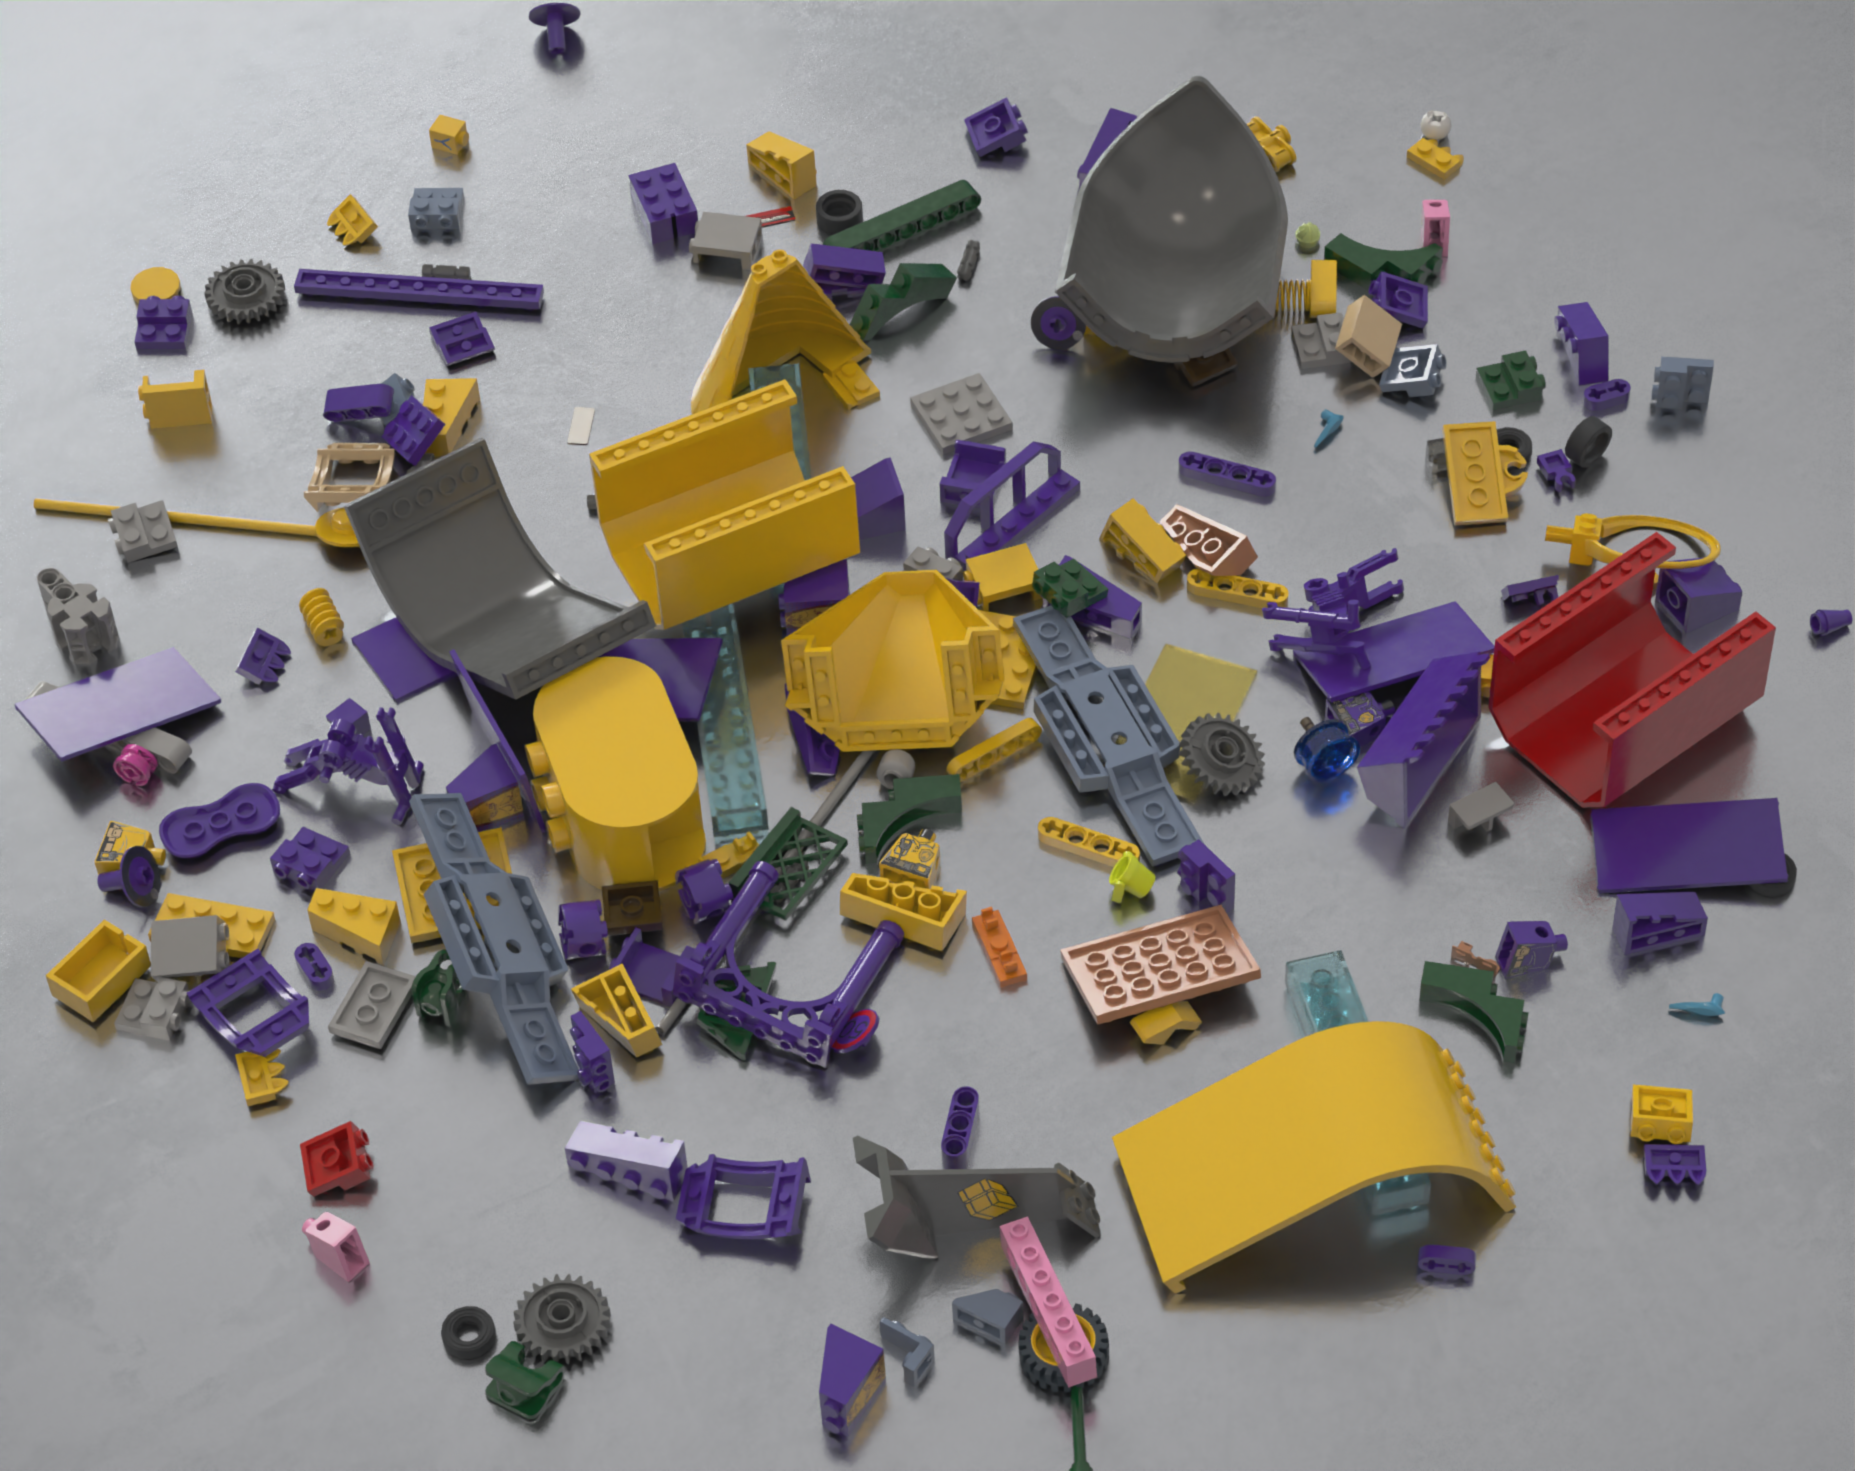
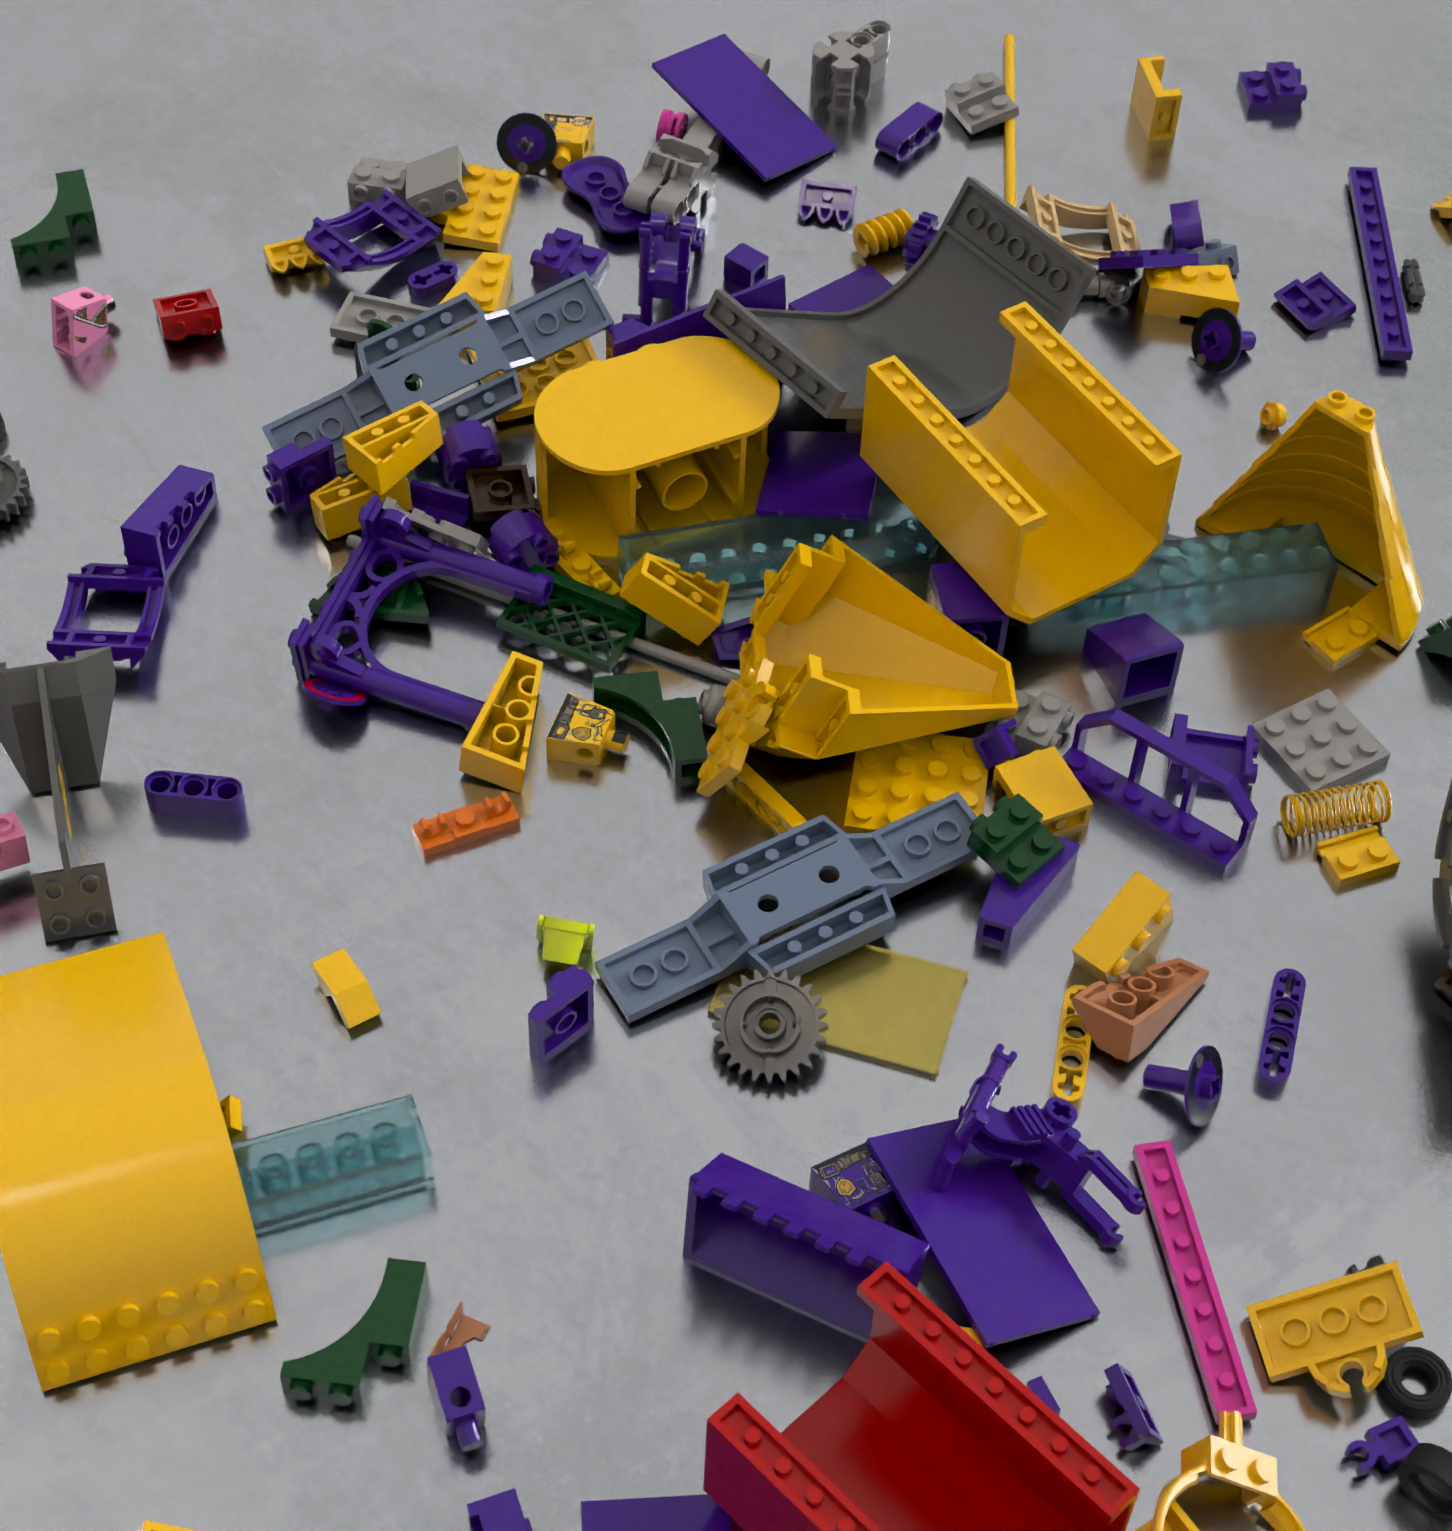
camera: 80 degrees right, 0 degrees up
(98, 970) = (412, 129): yellow piece -> none
(155, 282) = (1325, 79): yellow tile -> none
(163, 1269) = (69, 217): none -> dark green arch
(170, 588) = (908, 130): none -> dark purple beam
(226, 762) = (673, 179): none -> light grey connector
(244, 291) = (1333, 135): dark grey gear -> none
(353, 585) = (919, 238): none -> dark purple gear
(516, 401) = (1219, 340): none -> piece
(581, 425) = (1216, 410): white sticker -> none
(597, 962) = (393, 445): none -> yellow wedge
(600, 380) = (1273, 415): none -> yellow plate
(704, 924) = (443, 532): none -> light grey wing
(790, 779) = (676, 597): none -> yellow wedge
(949, 736) = (739, 725): none -> yellow plate
(1044, 388) = (1371, 808): none -> yellow piece
(1073, 409) = (1357, 856): none -> yellow plate
(1086, 847) = (625, 902): yellow beam -> none
(1160, 964) = (424, 973): nougat plate -> none
(1285, 515) = (1199, 1084): none -> dark purple piece
(1326, 749) = (782, 1137): clear blue wheel -> none
(1333, 422) = (1408, 1152): dark azure bar -> none
(1436, 546) = (1193, 1281): none -> dark pink plate
(1479, 808) = (704, 1336): light grey panel -> none

